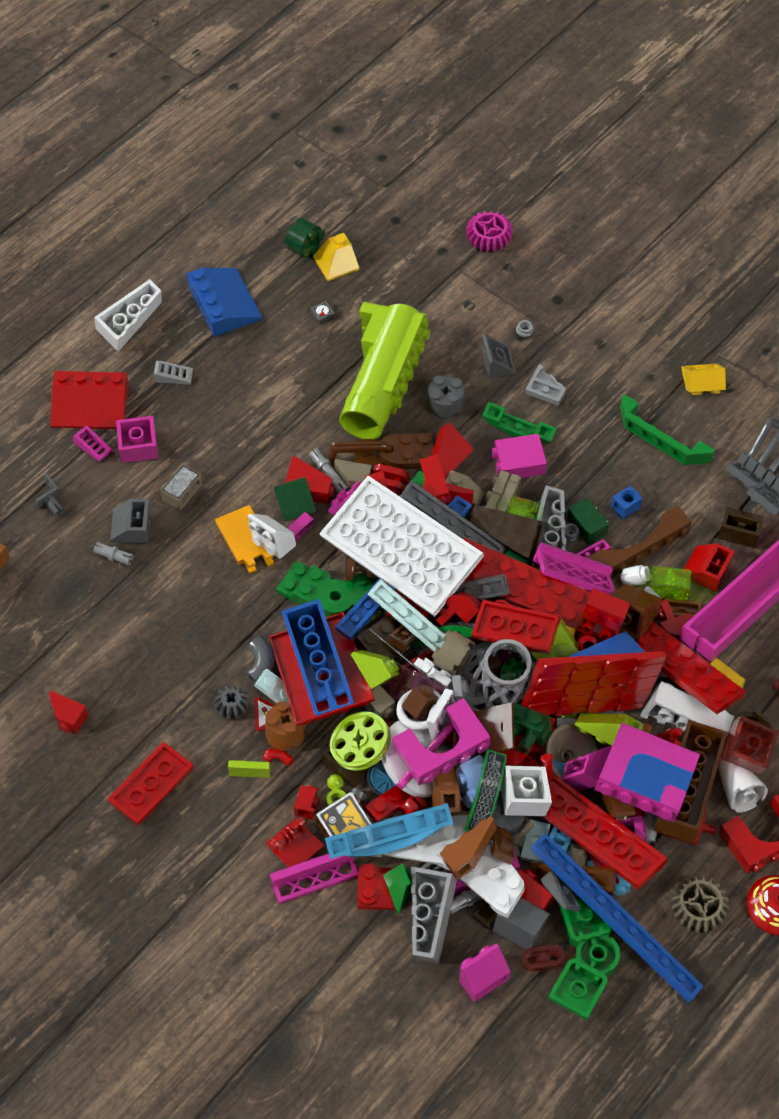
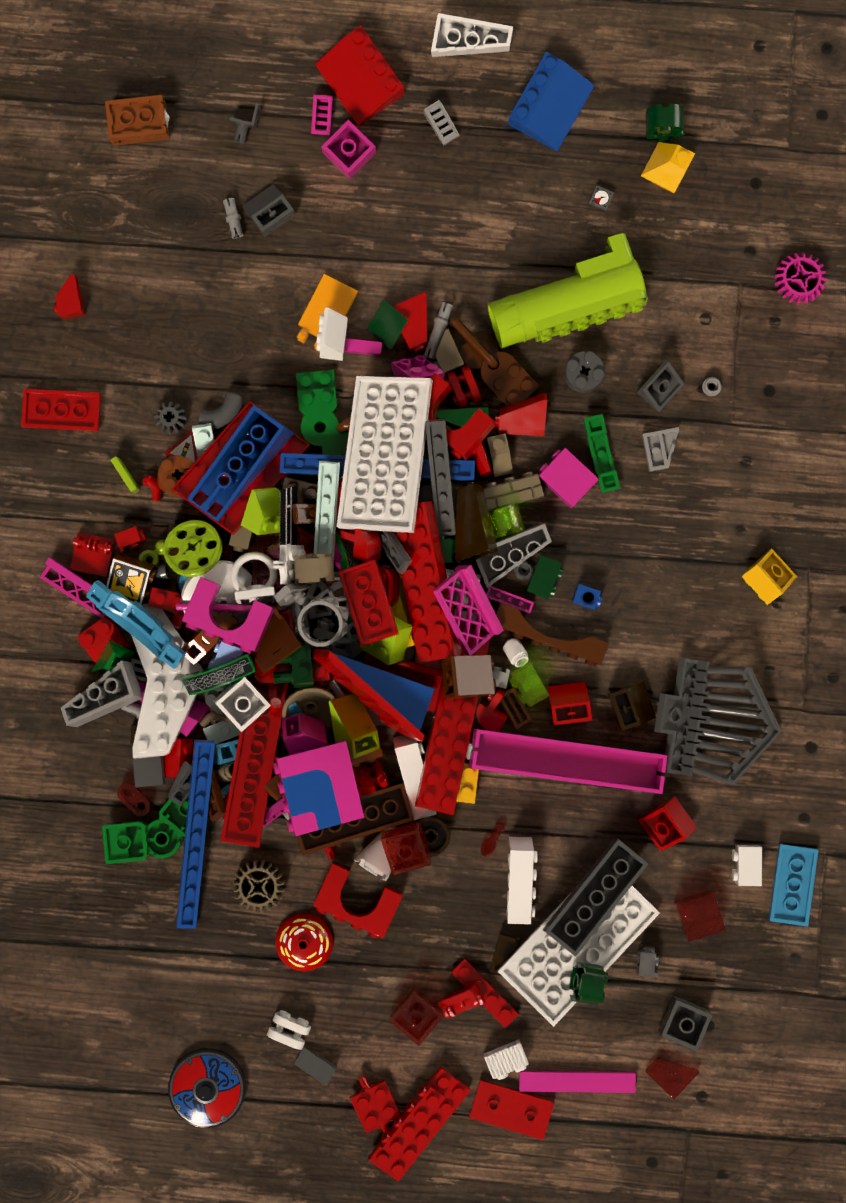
camera: 60 degrees right, 30 degrees up
(181, 487) = (332, 222): brick -> none
(420, 701) = (256, 571): reddish brown brick -> none
(466, 852) = (159, 694): dark orange slope -> none
(484, 972) = (88, 767): dark pink slope -> none
(502, 846) = (189, 713): reddish brown plate -> none
(583, 638) = (402, 665): red cone -> none
(602, 615) = (431, 663): red slope -> none
(700, 454) = (682, 625): green slope -> none

